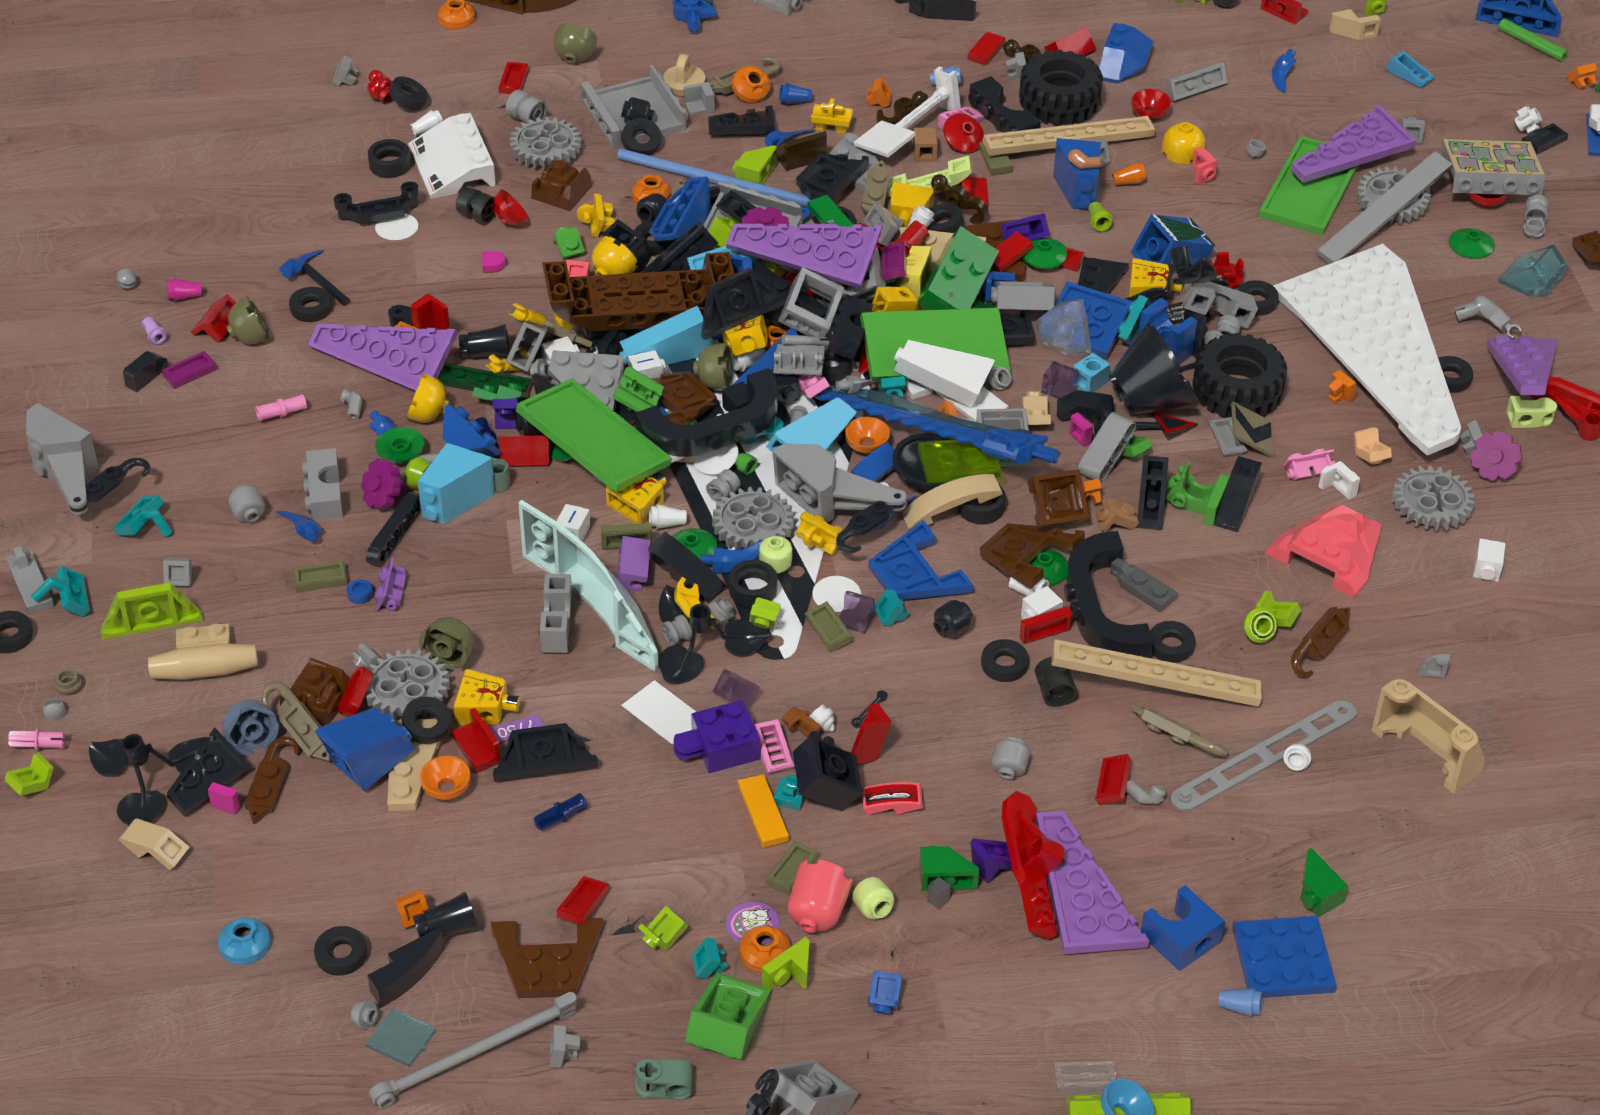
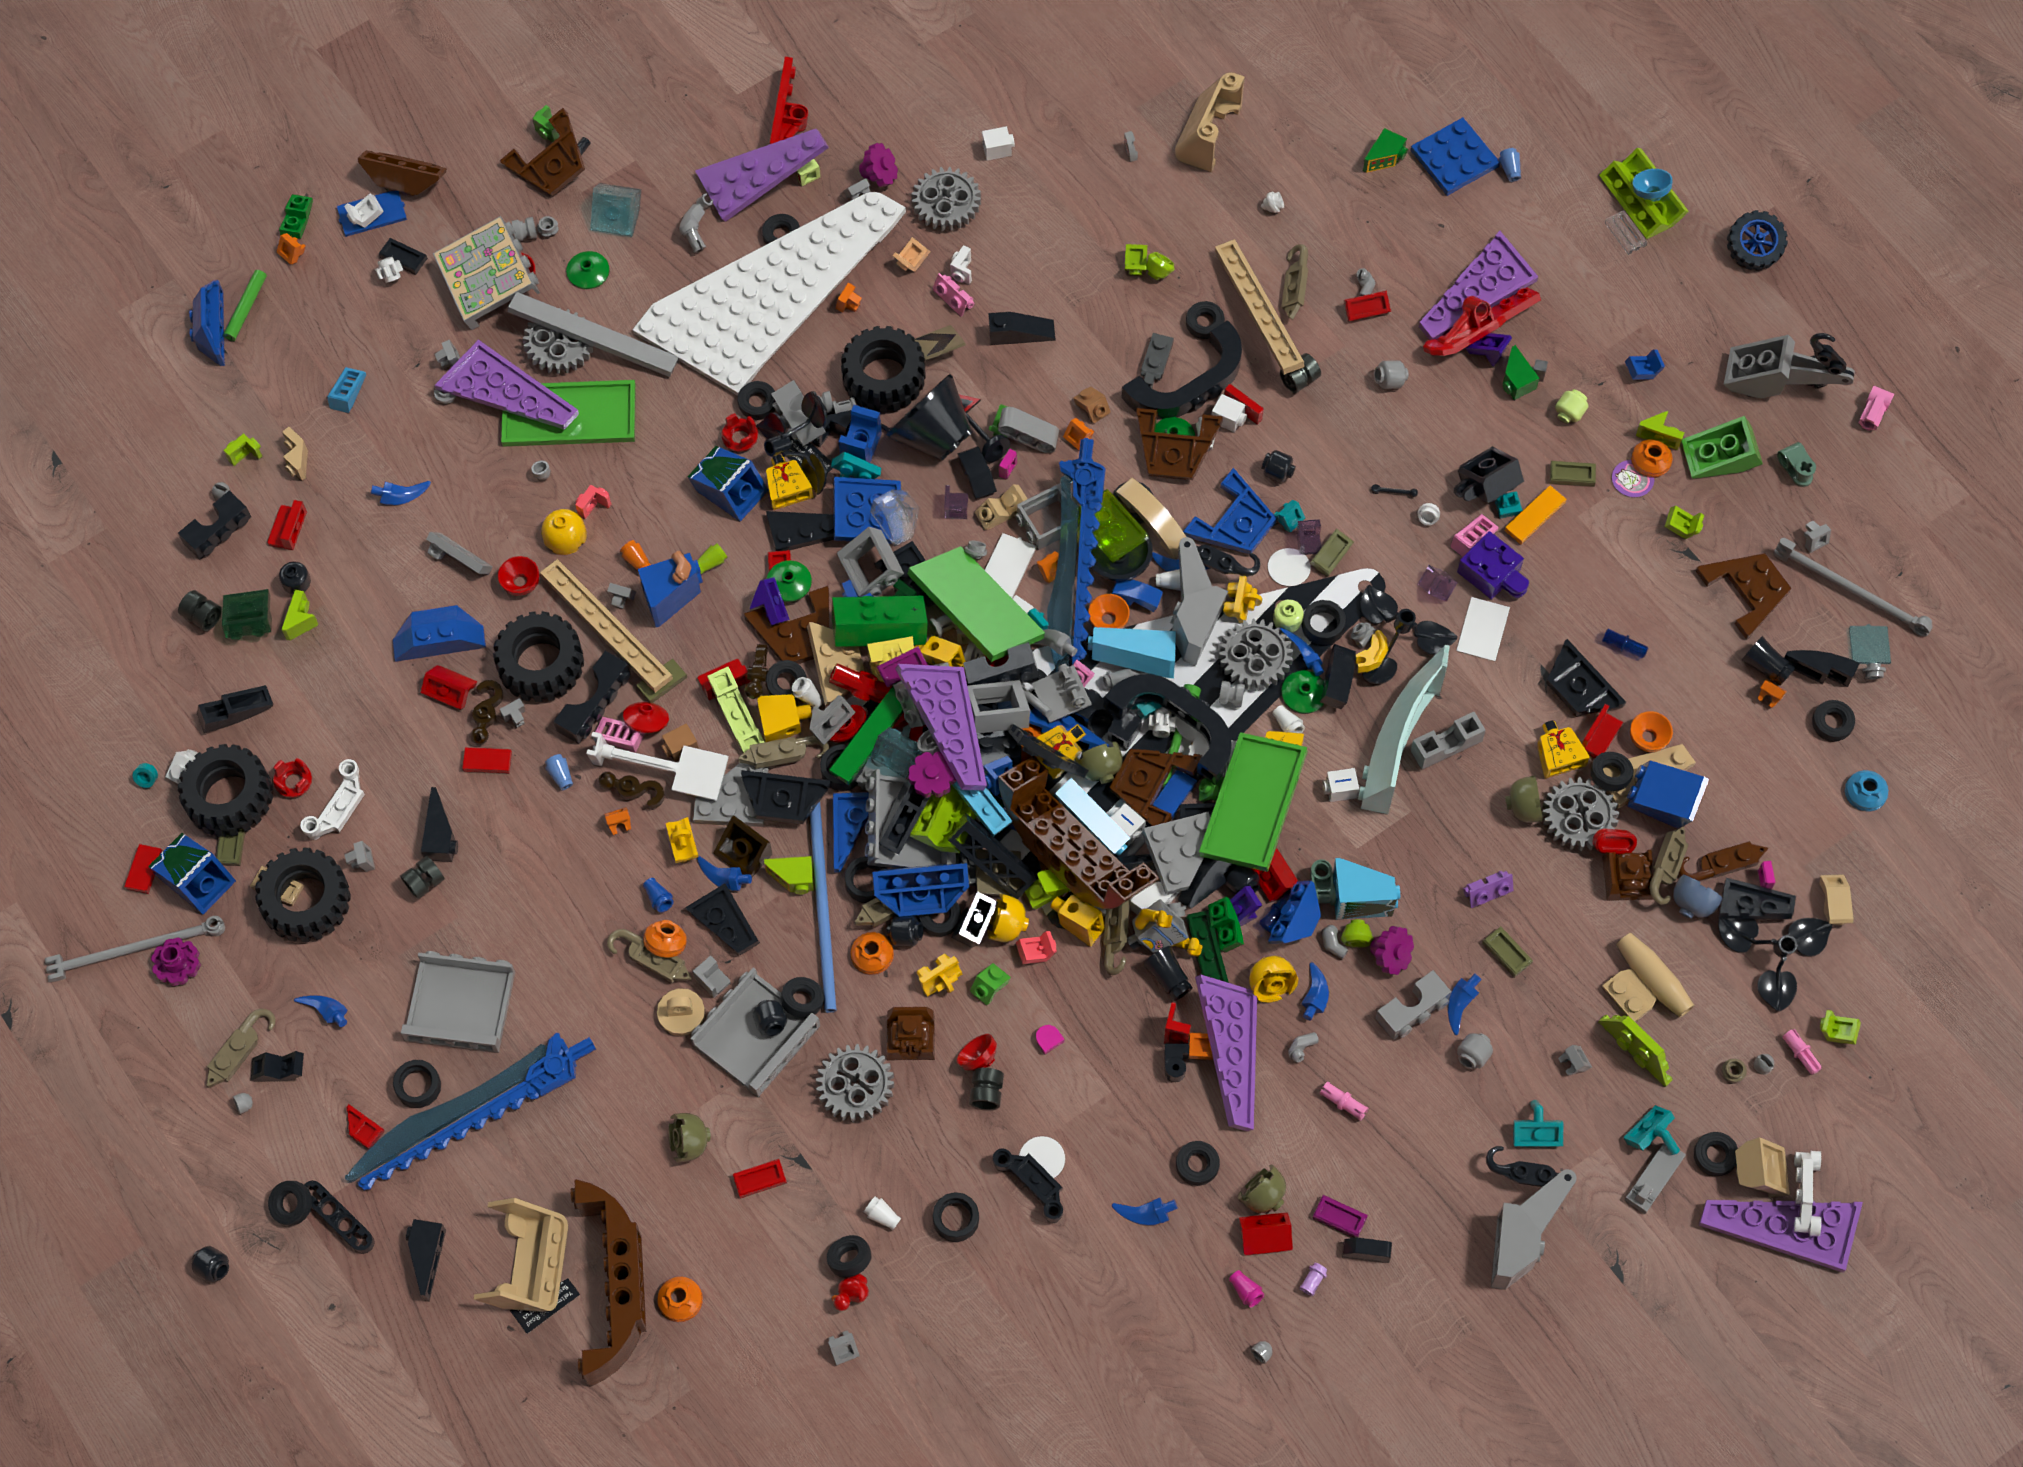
camera: 115 degrees left, 20 degrees up
(325, 284) = (1162, 1167): black bar -> none
(360, 591) = (1504, 911): blue tile -> none
(364, 656) = (1573, 860): light grey plate -> none
(394, 530) = (1428, 918): black beam -> none
(399, 444) = (1337, 961): green dish -> none
(452, 155) = (924, 1157): white piece -> none
(503, 731) = (1562, 719): medium lavender sticker -> none
(525, 107) = (814, 1128): light grey wheel -> none
(582, 900) = (1691, 586): red tile -> none
(612, 534) = (1329, 738): olive tile -> none
(633, 562) = (1356, 719): medium lavender hinge -> none
(637, 390) = (1173, 800): bright green piece -> none
(676, 630) = (1406, 651): light grey wheel -> none
(708, 959) = (1688, 484): teal tile -> none
(764, 613) = (1356, 595): lime bracket -> none
(800, 721) = (1440, 527): dark orange piece -> none
(818, 895) = (1599, 434): coral cylinder -> none
(871, 734) = (1438, 460): red panel -> none
(898, 796) = (1472, 434): slope -> none
(944, 370) = (1008, 577): white slope -> none
(1004, 673) = (1298, 409): black tyre -> none
(1011, 250) = (810, 603): red tile -> none
(1058, 498) = (1113, 438): reddish brown brick -> none
(1092, 373) = (935, 490): medium azure brick -> none
(1152, 492) = (1052, 386): black slope -> none
(1187, 938) = (1479, 207): blue piece -> none
(1188, 799) = (1348, 260): light grey piece -> none
(1195, 497) = (1036, 347): bright green tile -> none
(1223, 433) = (949, 362): light grey tile -> none
(1321, 638) = (1146, 224): reddish brown plate -> none
(1336, 540) = (1035, 252): coral wedge -> none

